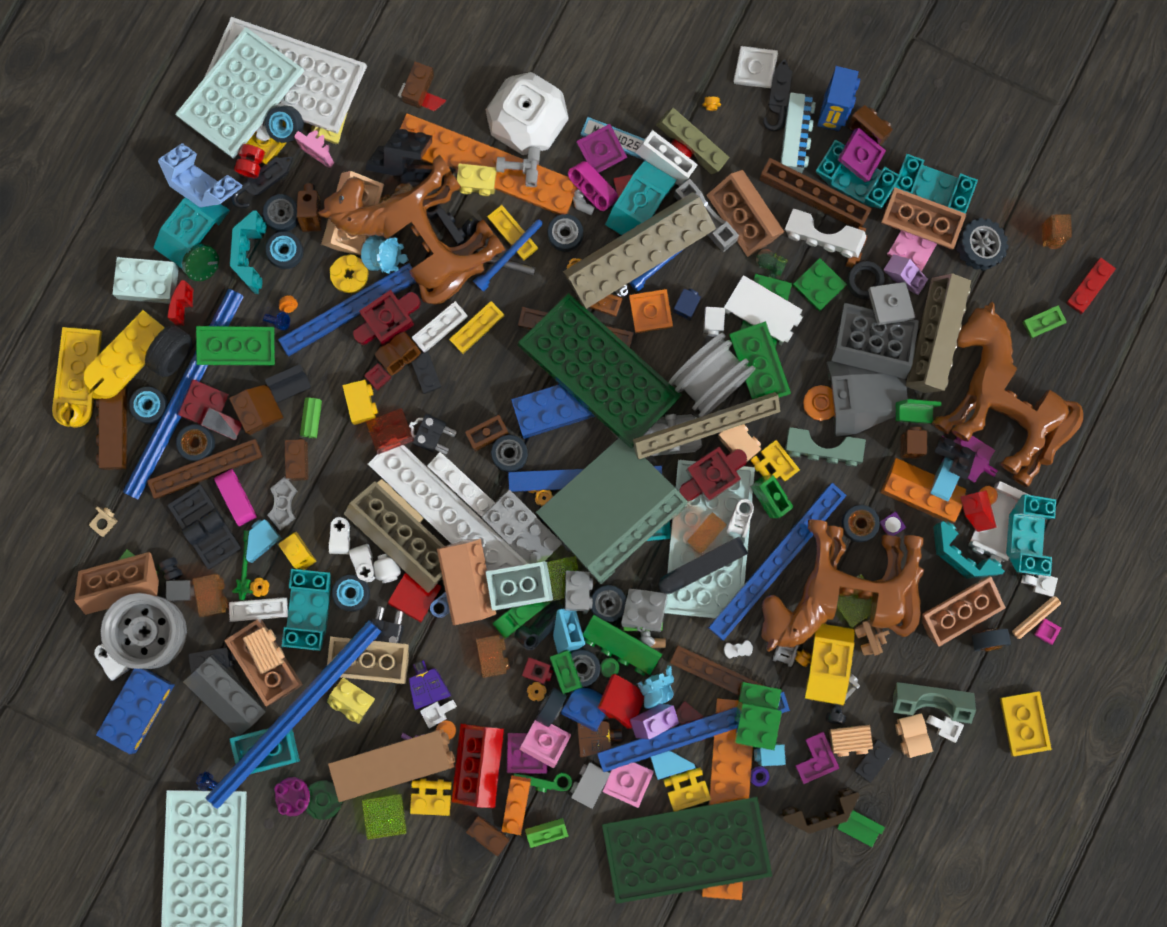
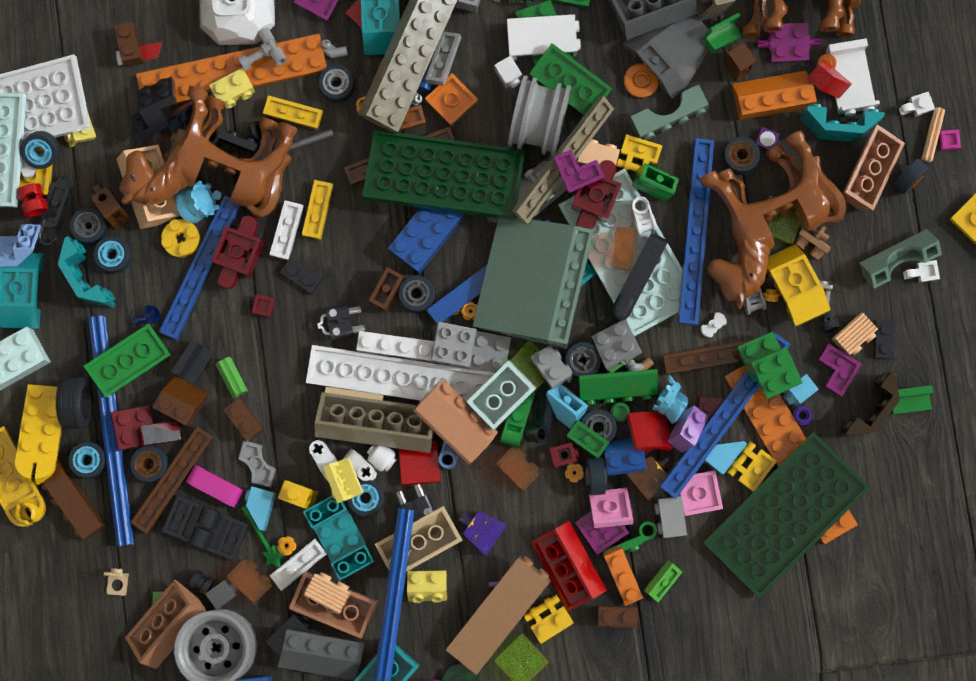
camera: 30 degrees left, 0 degrees up
(181, 298) = (54, 354): red slope -> none
(200, 262) = (49, 312): dark green tile -> none
(288, 304) = (147, 297): orange plate -> none
(314, 147) = (79, 153): bright pink piece -> none
(340, 565) = (342, 480): none -> light yellow bracket
(359, 401) = (263, 336): yellow brick -> none
(389, 431) = (305, 343): clear red plate -> none
(397, 353) = (267, 275): reddish brown brick -> none
(435, 713) = (504, 547): white plate -> none
(448, 727) = (522, 551): orange plate -> none
(483, 281) = (296, 167): blue piece -> none
(593, 185) = (333, 29): dark pink beam -> none
(667, 272) = (443, 58): none -> light grey plate
(687, 304) = (477, 73): dark blue brick -> none
(704, 445) = (575, 176): none -> magenta plate
(913, 735) = (902, 296): light nougat brick -> none
(944, 481) = (785, 71): medium azure slope -> none
(961, 456) = (785, 46): black plate -> none
(1027, 534) = (879, 72): teal slope -> none

